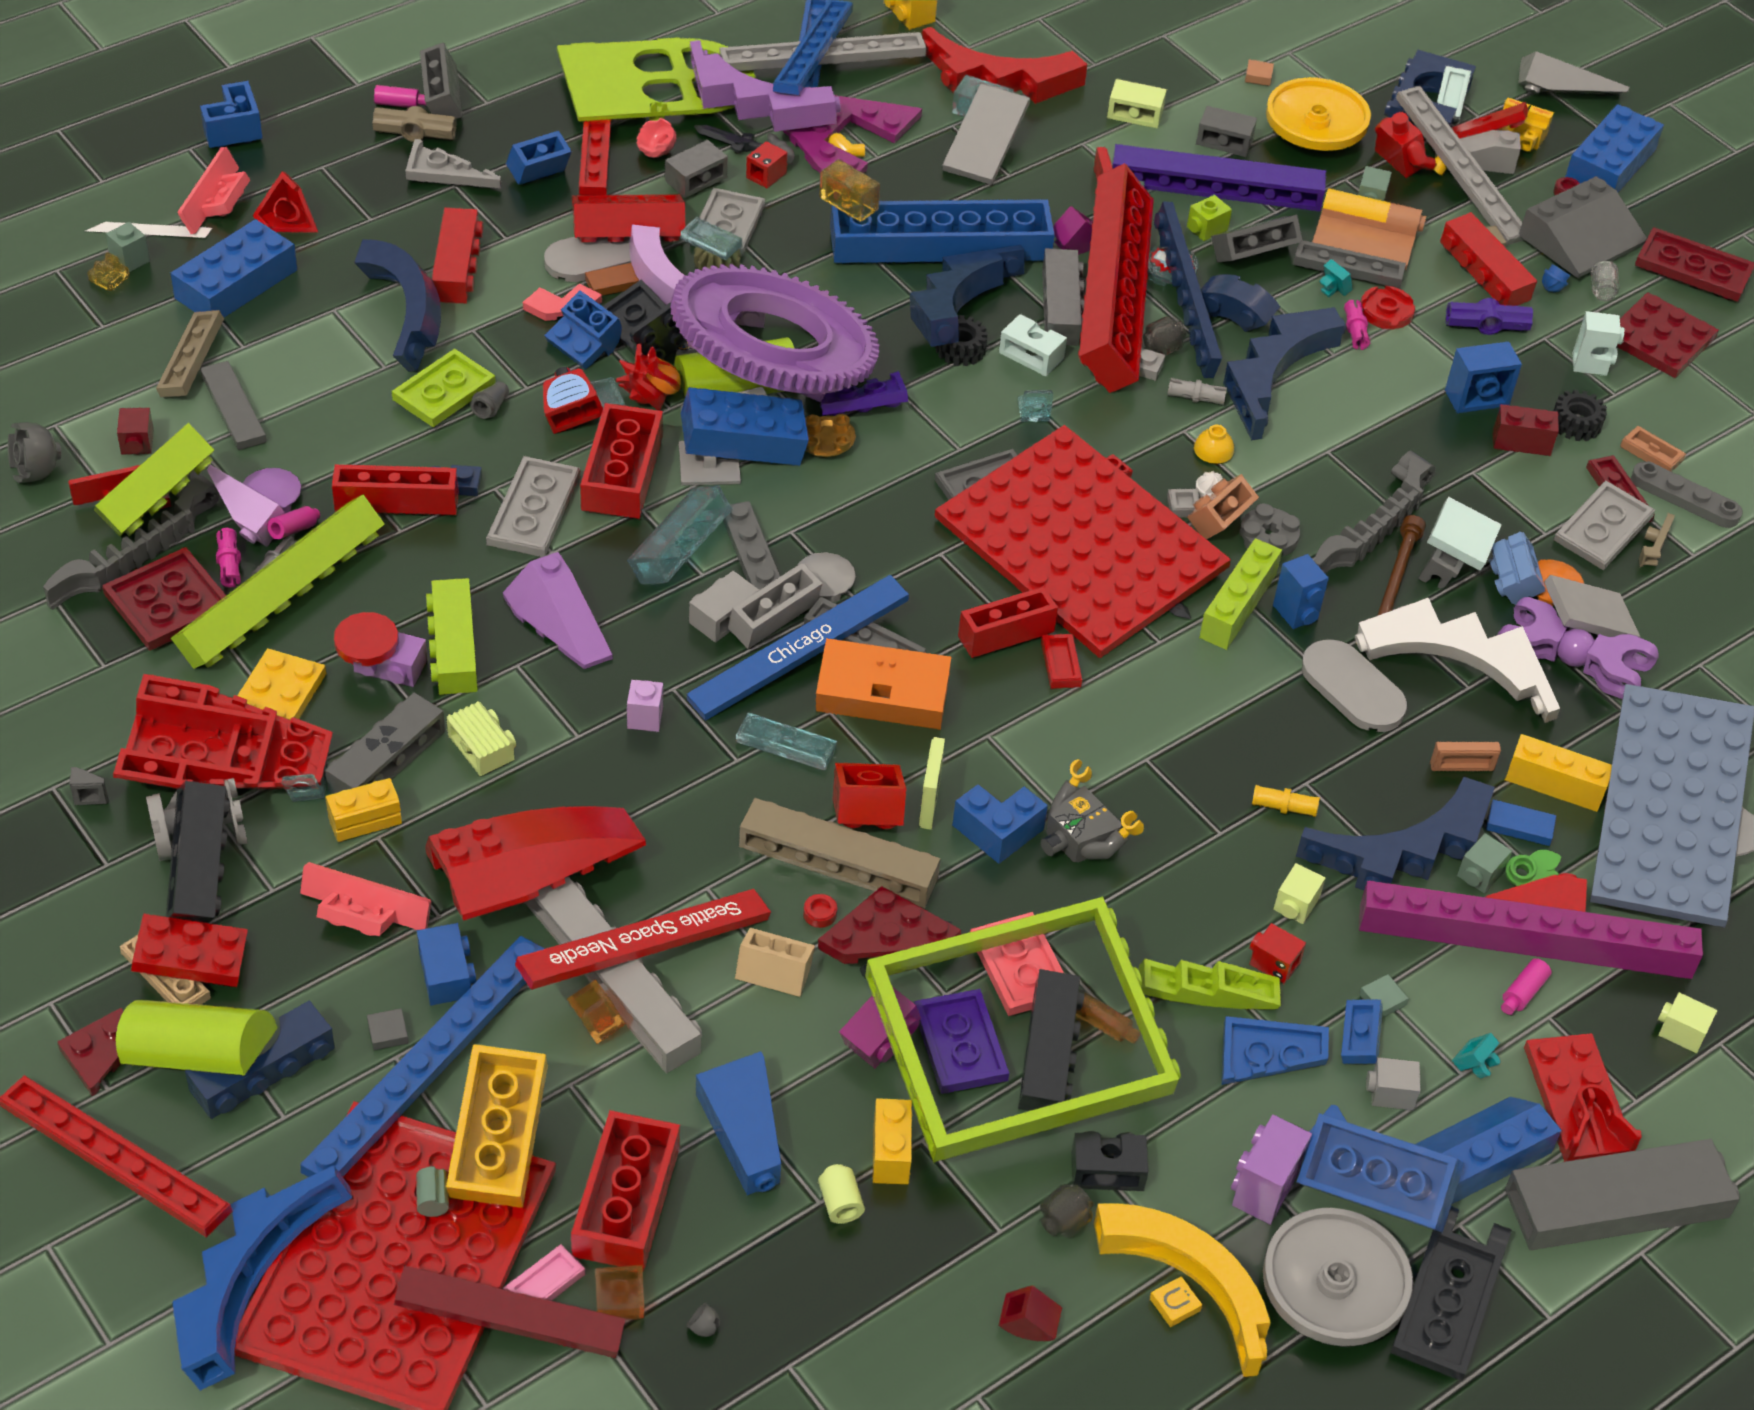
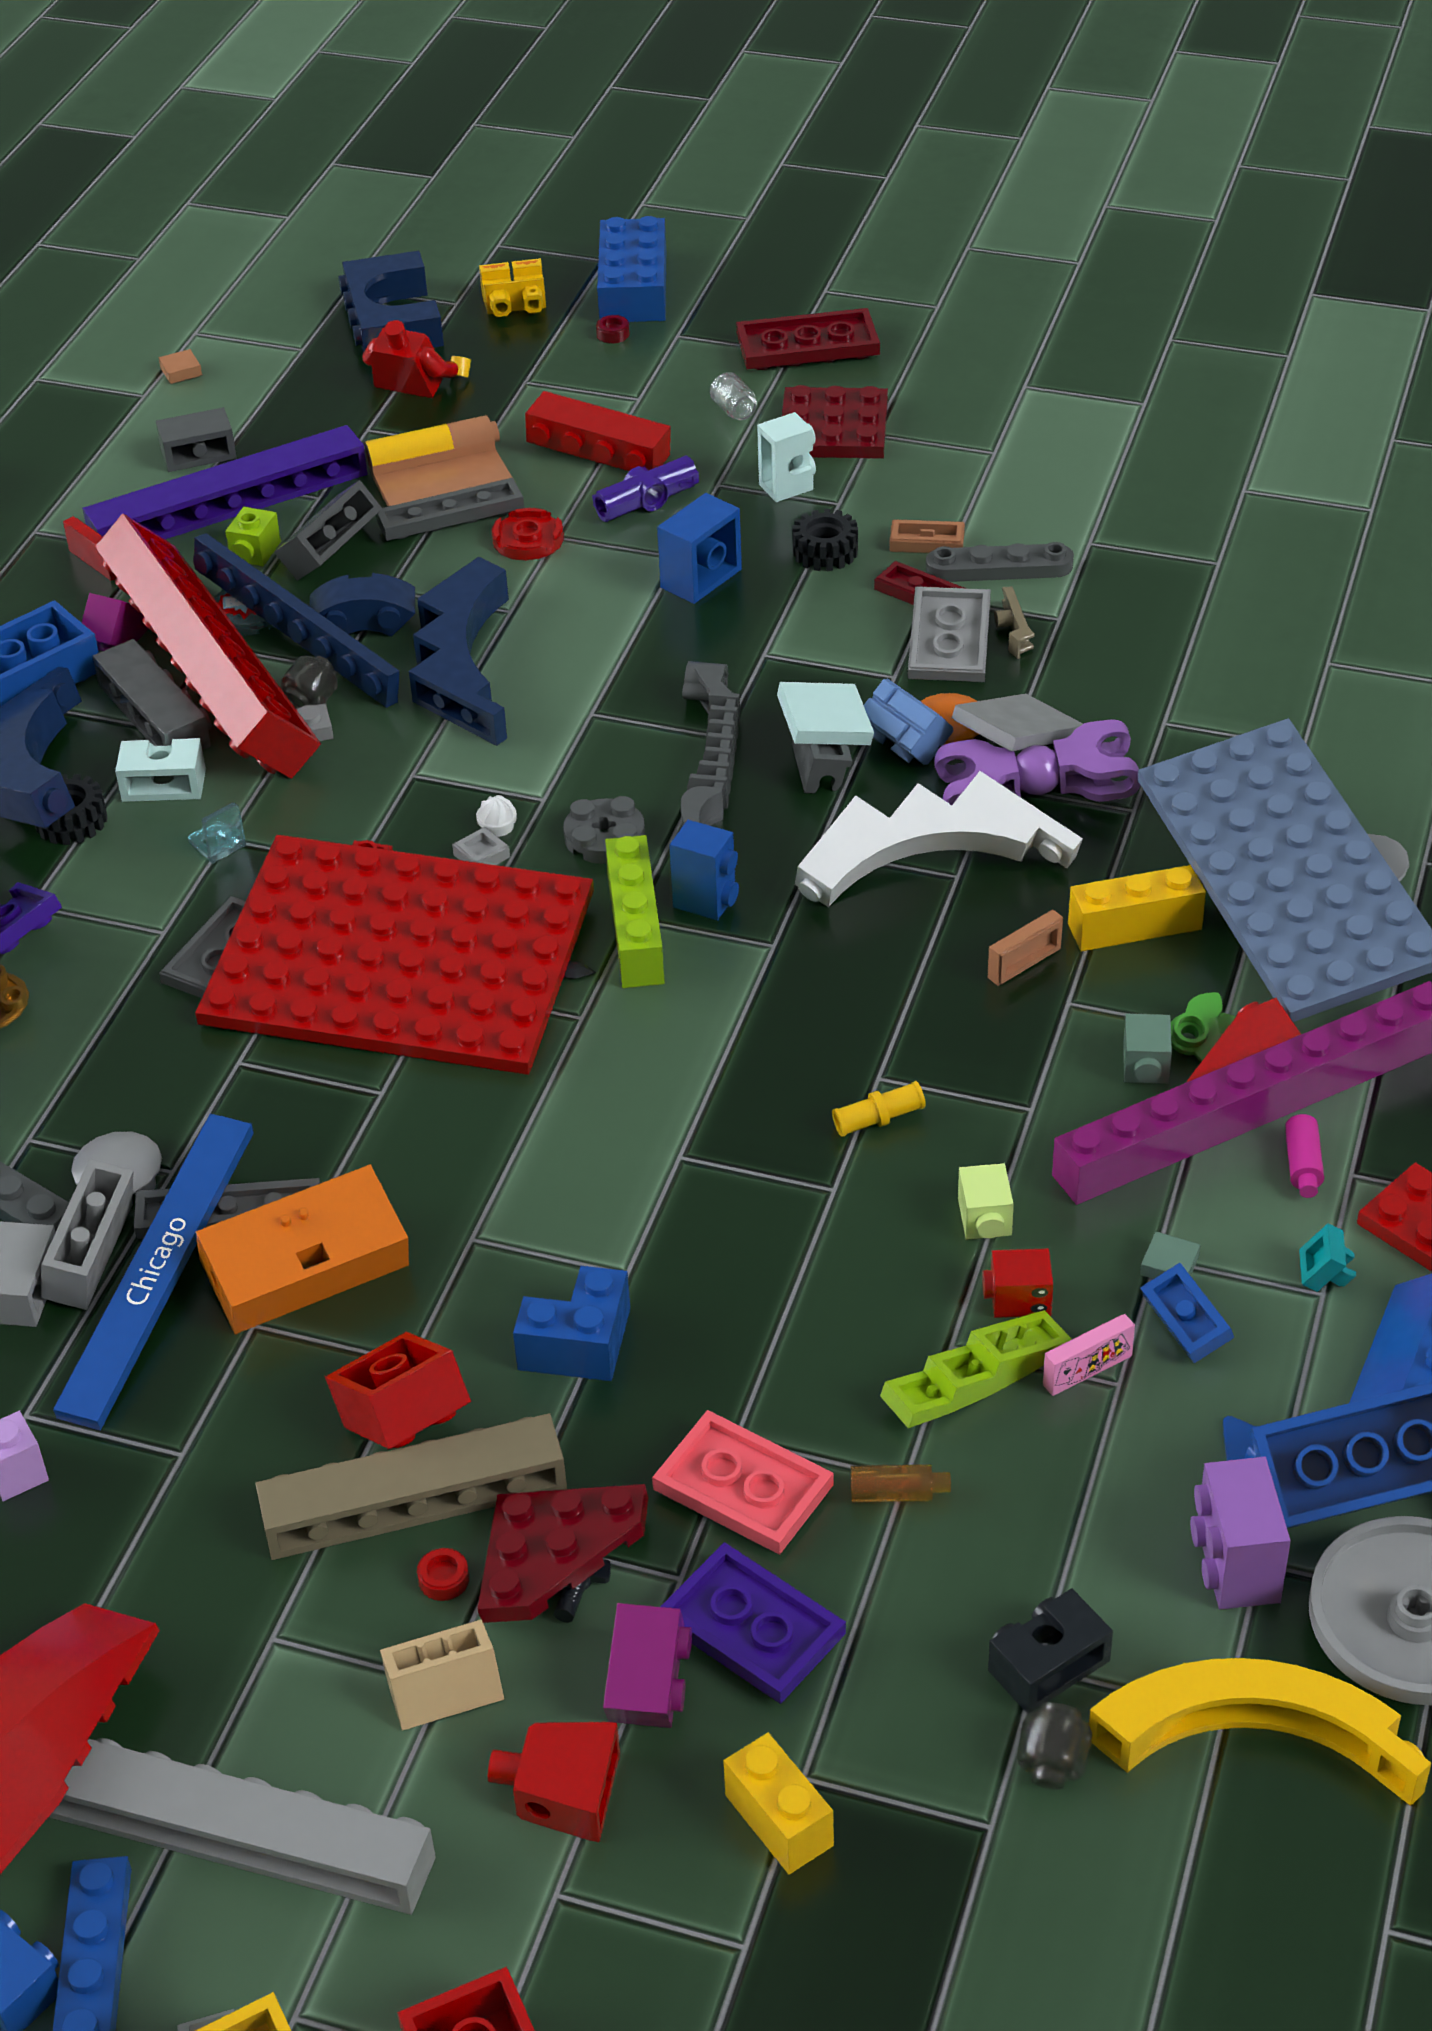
camera: 30 degrees left, 5 degrees down
(596, 1011) = (263, 1893): clear orange brick -> none
(641, 939) = (248, 1761): red tile -> none
(742, 1116) = (571, 1906): blue slope -> none
(786, 741) = (228, 1392): clear light blue tile -> none
(795, 1053) = (562, 1775): none -> red torso
(841, 1194) = (770, 1914): yellowish green brick -> none
(931, 783) = (464, 1329): yellowish green tile -> none
(950, 1145) = (740, 1688): lime door -> none
(1007, 621) = (394, 1091): red brick -> none
(1030, 1314) = (1121, 1905): dark red brick -> none
(1050, 1040) = (865, 1552): black brick -> none
(1061, 661) = (488, 1102): red tile -> none
(1083, 824) = (679, 1271): dark grey torso -> none
(1136, 103) = (67, 458): yellowish green brick -> none
(1175, 1301) = (1264, 1768): yellow tile -> none
(1197, 391) = (393, 723): light grey pin -> none
(1214, 445) = (463, 770): yellow brick -> none
(1222, 507) = (534, 826): nougat brick -> none
(1270, 1048) = (1105, 1397): blue wing -> none
(1281, 1012) = (1088, 1354): none -> bright pink tile
(1318, 114) = (286, 374): yellow dish -> none
(1335, 279) = (450, 530): teal tile -> none
(1354, 685) = (838, 942): light grey tile -> none
(1357, 324) = (514, 564): dark pink pin -> none
(1374, 183) = (408, 414): sand green brick -> none
(1394, 1083) = (1273, 1348): light grey brick -> none
(1410, 850) = (1062, 1081): dark blue arch -> none
(1411, 530) = (758, 746): reddish brown piece -> none
(1454, 89) = (412, 280): light aqua tile -> none
(1460, 163) = (488, 352): light grey tile -> none
(1494, 150) = (497, 330): light grey slope -> none
(1511, 117) = (483, 299): red tile -> none
(1521, 822) = (1140, 984): blue tile -> none
(1525, 430) = (786, 580): dark red brick -> none
(1551, 75) = (505, 225): light grey wedge -> none
(1555, 279) = (681, 418): blue plate -> none
(1582, 227) = (665, 355): dark grey slope -> none

